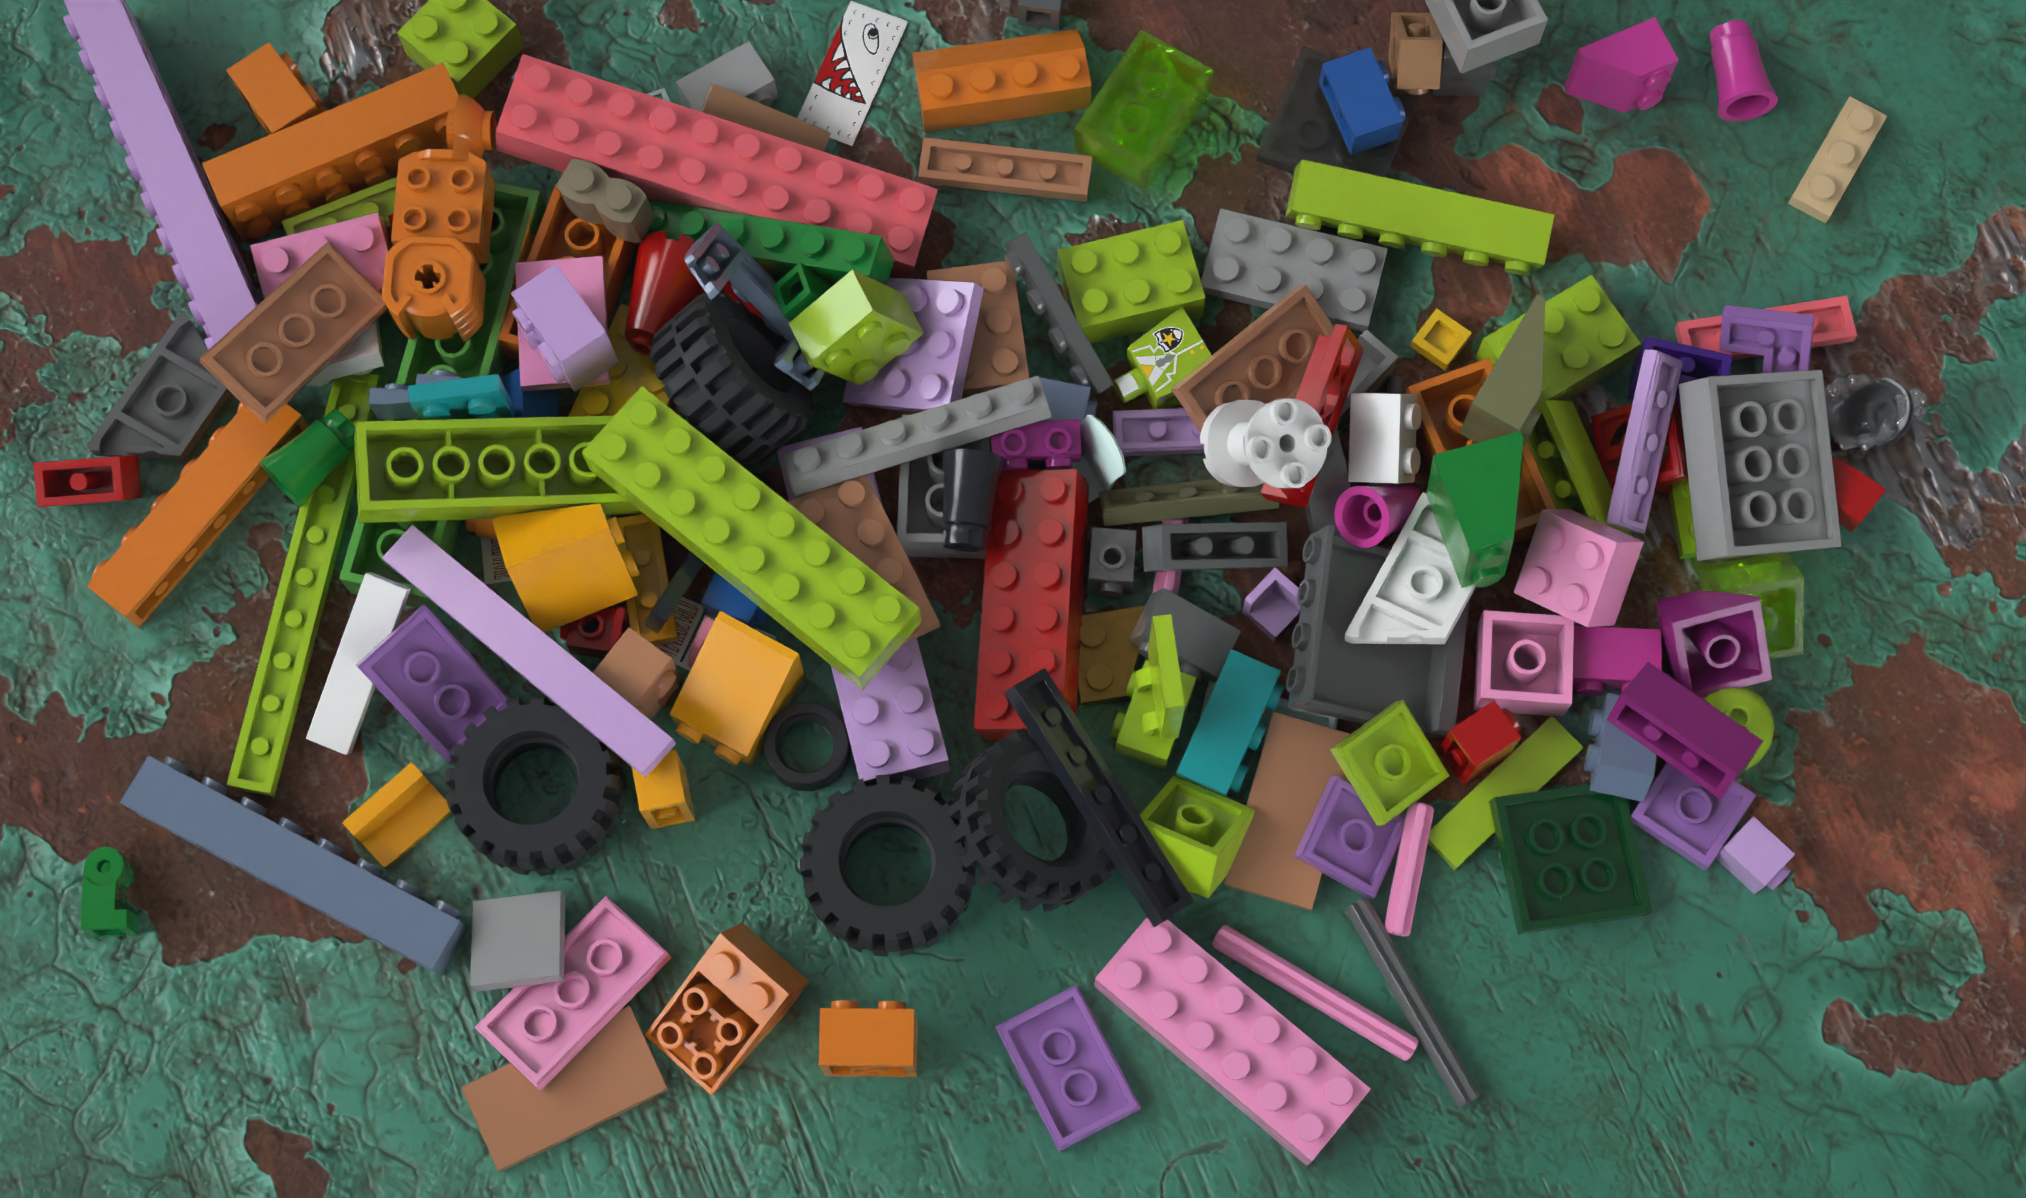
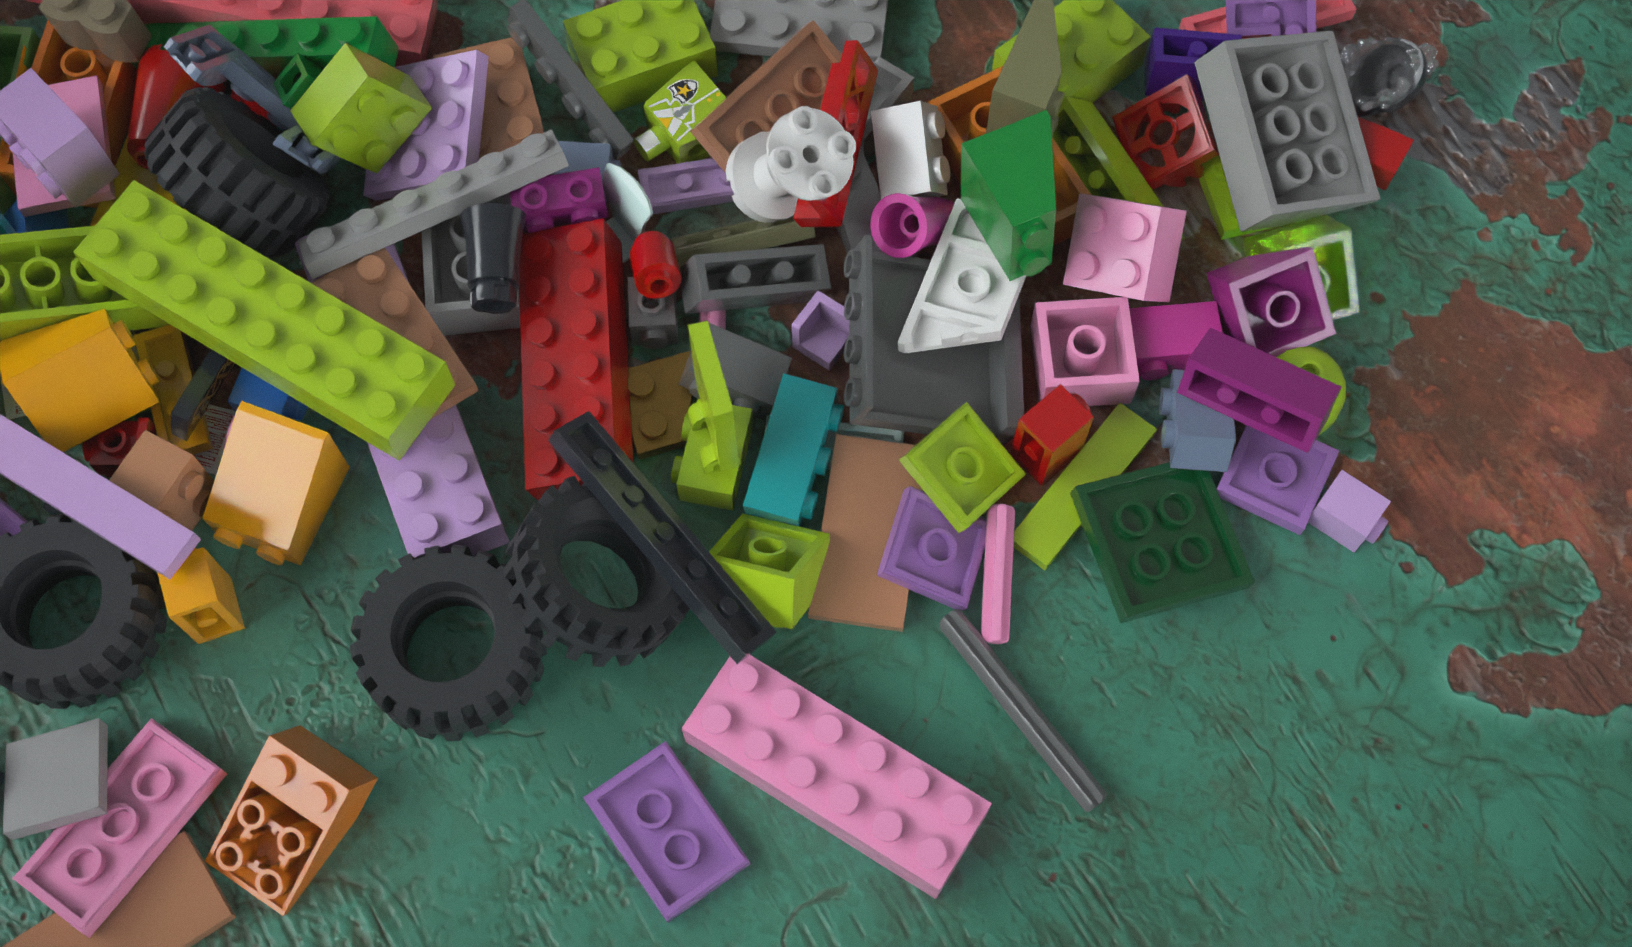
camera: 10 degrees left, 5 degrees down
(812, 713) = (339, 505): black tyre -> none
(868, 1040) = (443, 829): orange brick -> none
(1121, 523) = (655, 265): none -> red brick
(1315, 993) = (919, 714): bright pink axle -> none
(1440, 339) = (953, 63): yellow plate -> none
(1644, 441) = (1170, 119): lavender tile -> none

